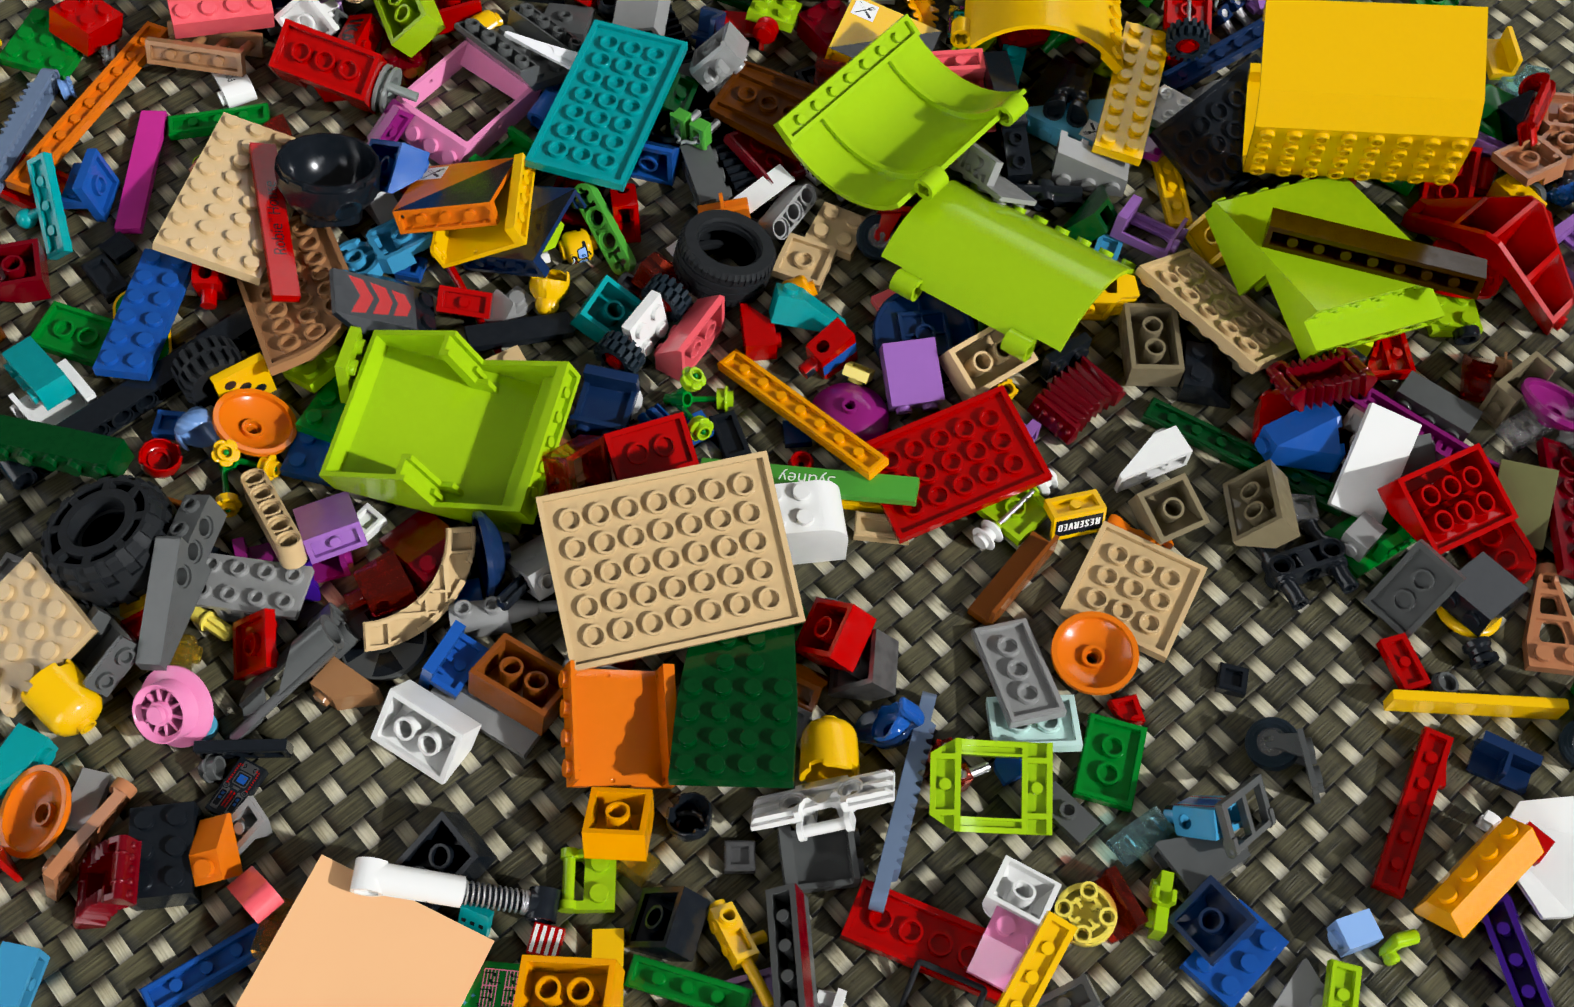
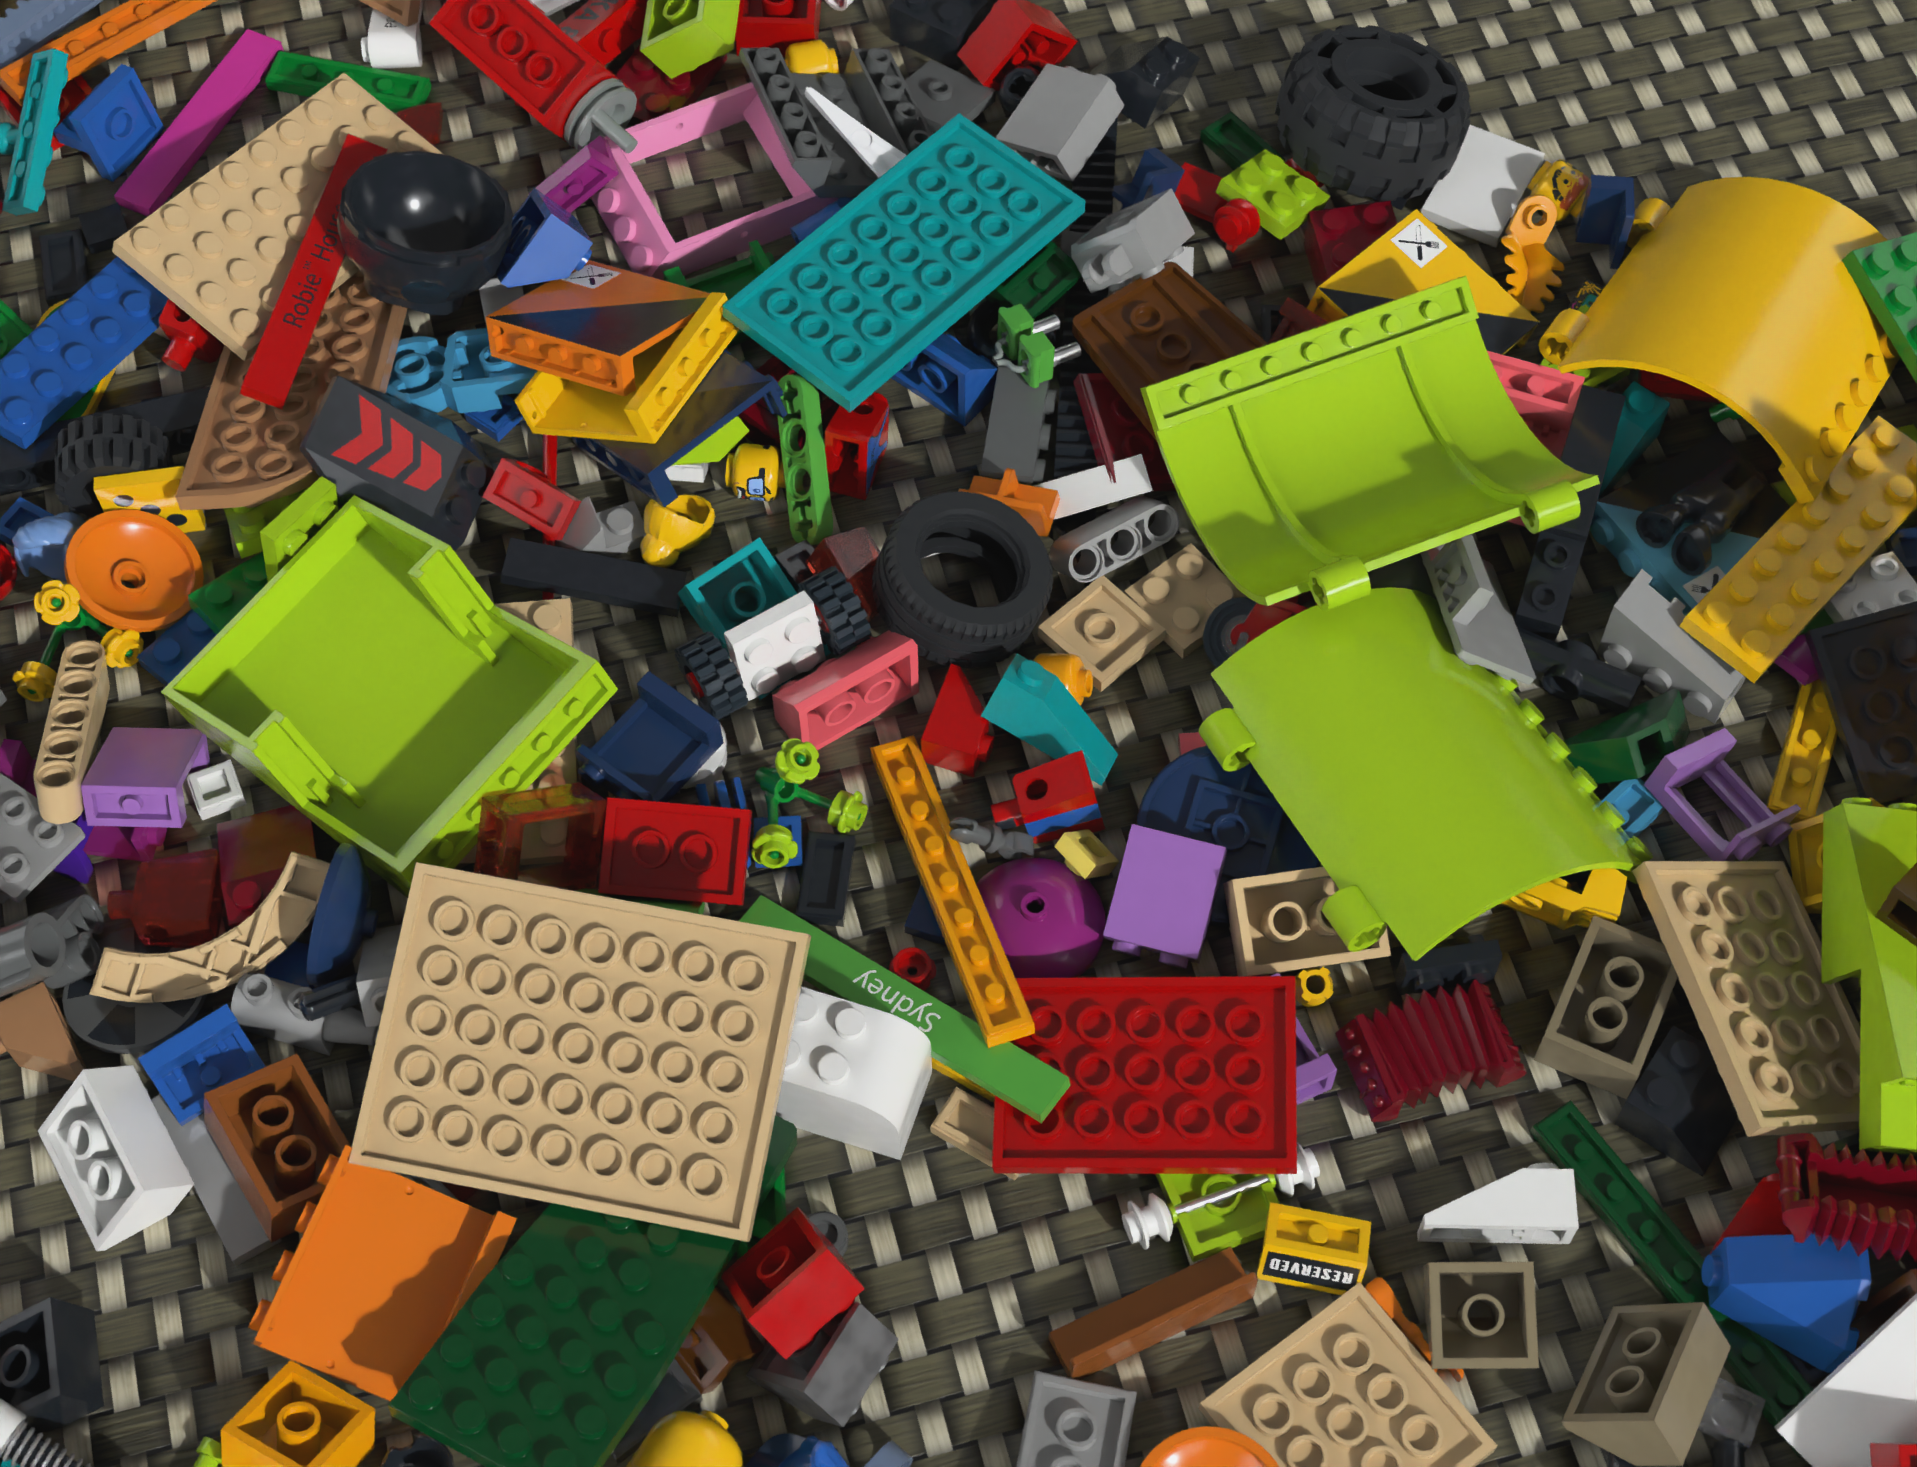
camera: 30 degrees right, 0 degrees up
(807, 382) = (992, 838): none -> dark grey piece

